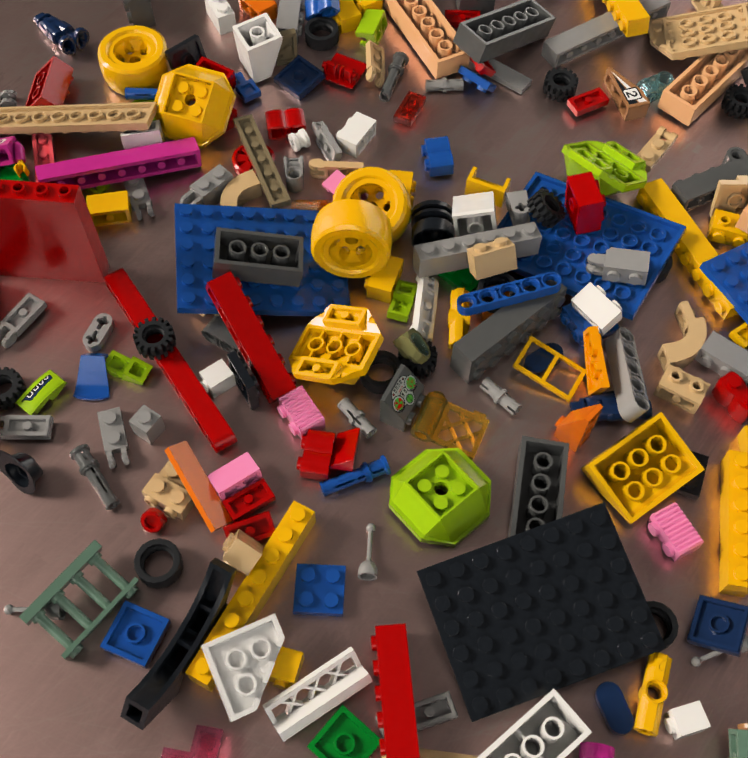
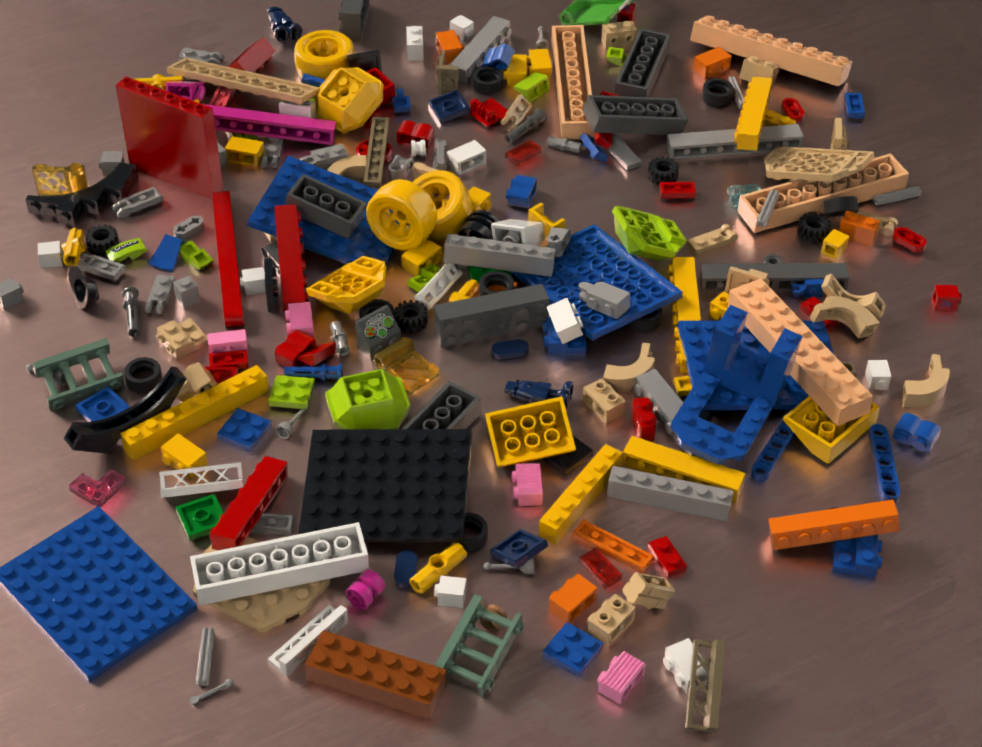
camera: 25 degrees right, 15 degrees down
(150, 328) = (228, 233): black tyre -> none
(153, 520) = (155, 349): red tile -> none
(198, 486) = (197, 333): orange tile -> none
(243, 664) = (161, 438): white plate -> none
(258, 46) = (422, 71): white slope -> none
(344, 514) = (291, 392): none -> lime plate
(413, 346) = (407, 300): olive rock -> none
(492, 258) = (501, 259): tan brick -> none
(500, 396) = (458, 360): light grey pin -> none
(501, 300) = (470, 284): blue beam -> none
(542, 381) = (497, 360): yellow window -> none
(546, 208) = (574, 244): black tyre -> none
(577, 426) = (498, 390): orange slope -> none
(584, 203) = (605, 248): red brick -> none
(594, 361) = (536, 370): light orange wing -> none
(626, 375) = (562, 372): light grey beam -> none
(627, 96) = (715, 196): medium nougat slope -> none
(702, 97) = (767, 208): none -> light grey axle

